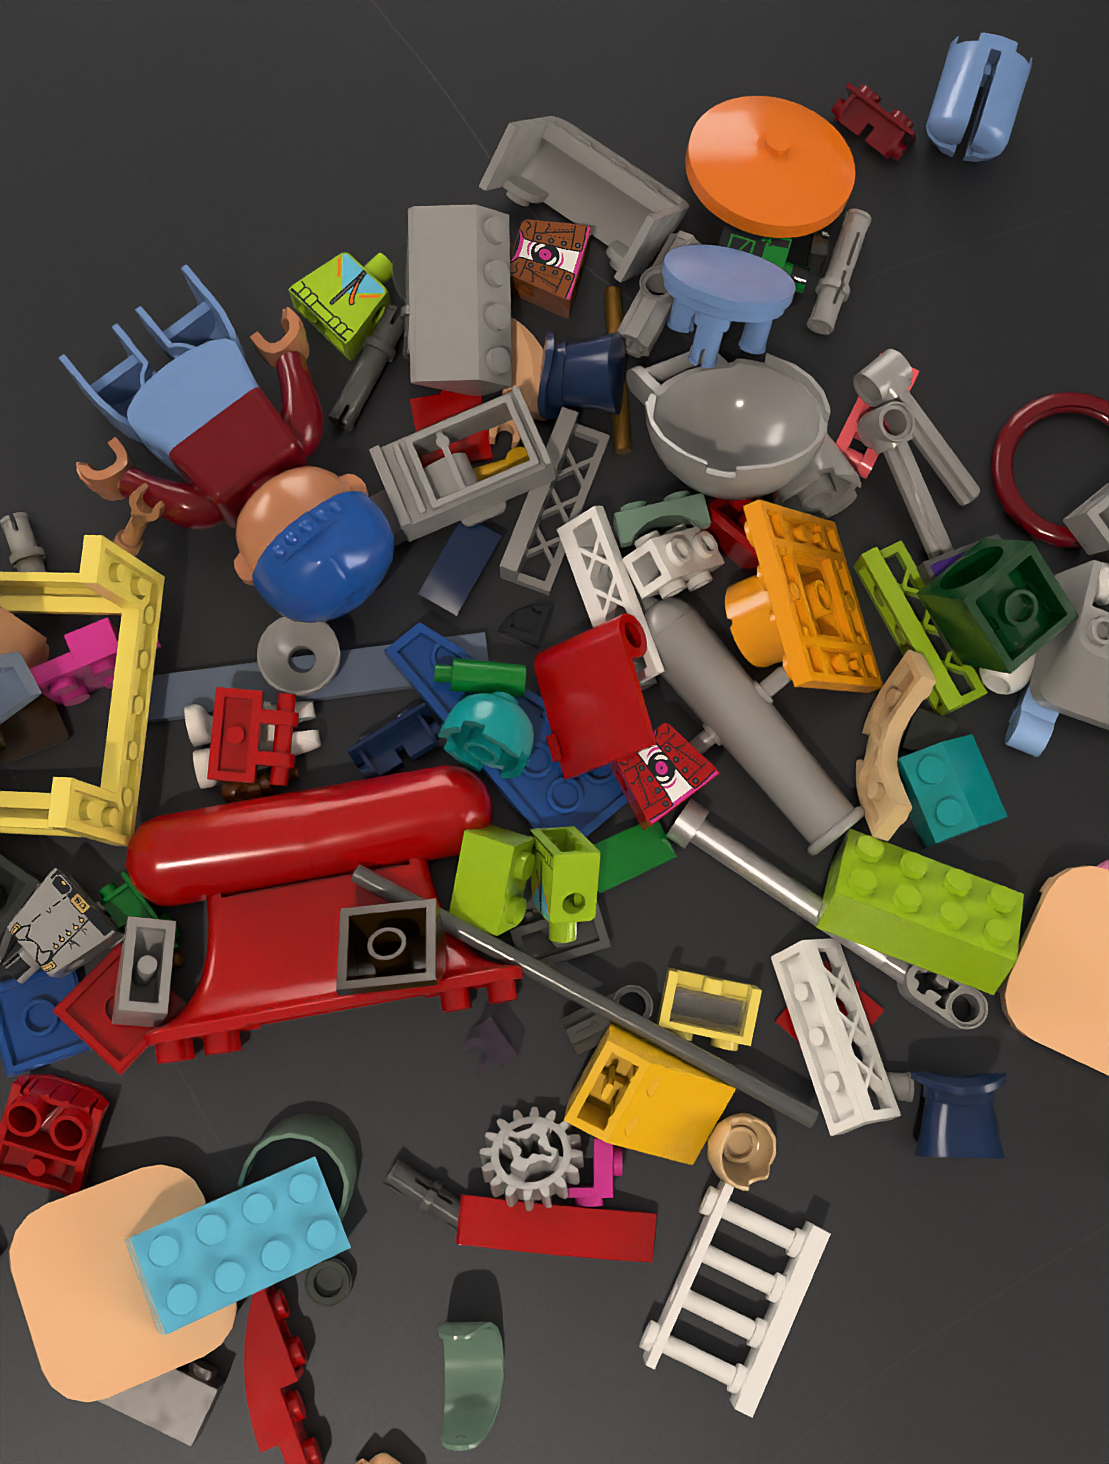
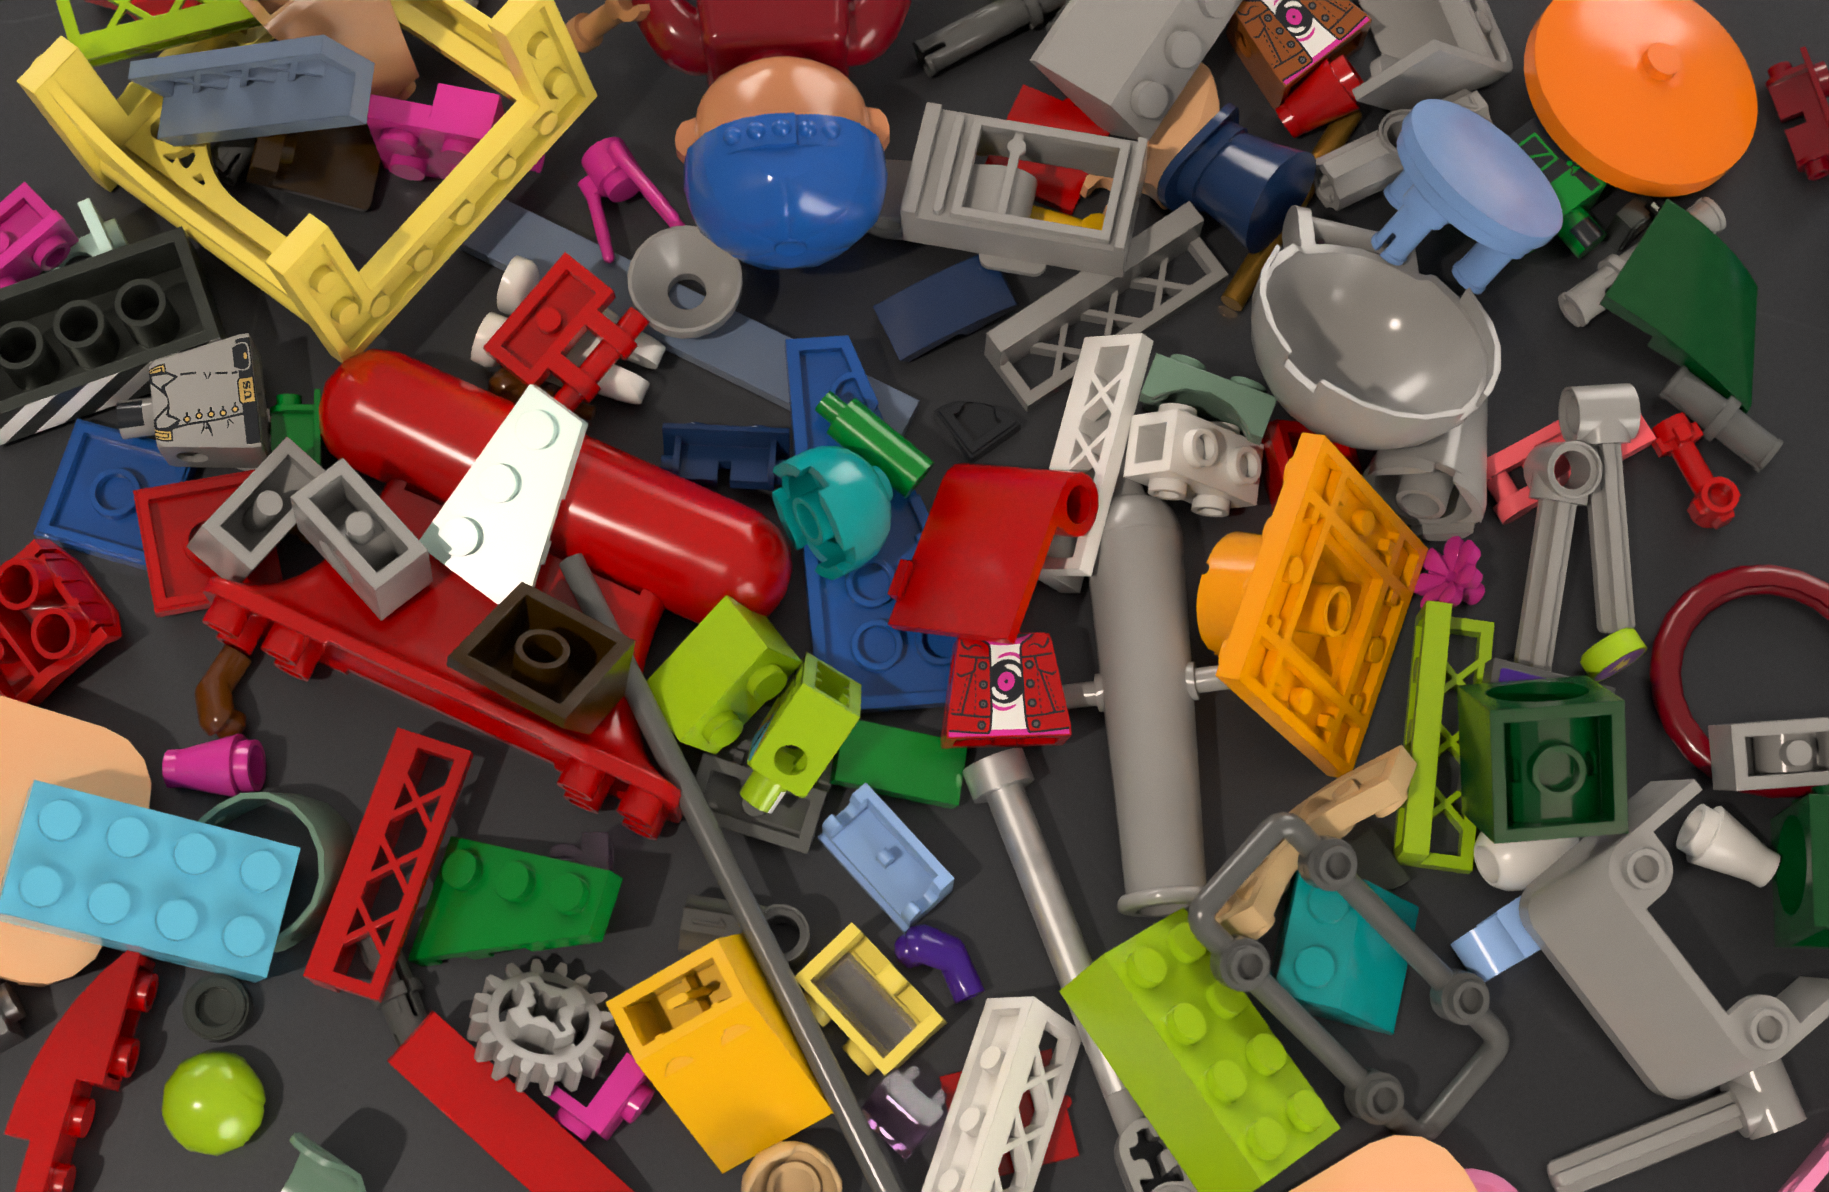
camera: 35 degrees right, 5 degrees down
(192, 1098) = (215, 697): none -> reddish brown arm
(209, 616) = (617, 175): none -> dark pink plant
(222, 948) = (362, 539): none -> light grey brick
(227, 1137) = (217, 767): none -> dark pink cone
(294, 863) = (507, 503): none -> light aqua wing
(357, 1132) = (374, 859): none -> red fence
(367, 1338) = (213, 1102): none -> lime hair
(460, 1098) = (510, 900): none -> green wing
(592, 292) = (1321, 97): none -> red cone
(658, 917) = (886, 858): none -> light blue hinge
(728, 948) = (943, 952): none -> dark purple arm
(771, 1058) = (902, 1111): none -> tile
(860, 529) = (1452, 575): none -> dark pink plant
(884, 277) = (1692, 301): none -> dark green slope
(914, 840) = (1245, 966): none -> dark grey bar
(945, 335) = (1721, 418): none -> dark grey pin
(972, 386) = (1713, 495): none -> red bar
(980, 514) = (1613, 654): none -> lime tile

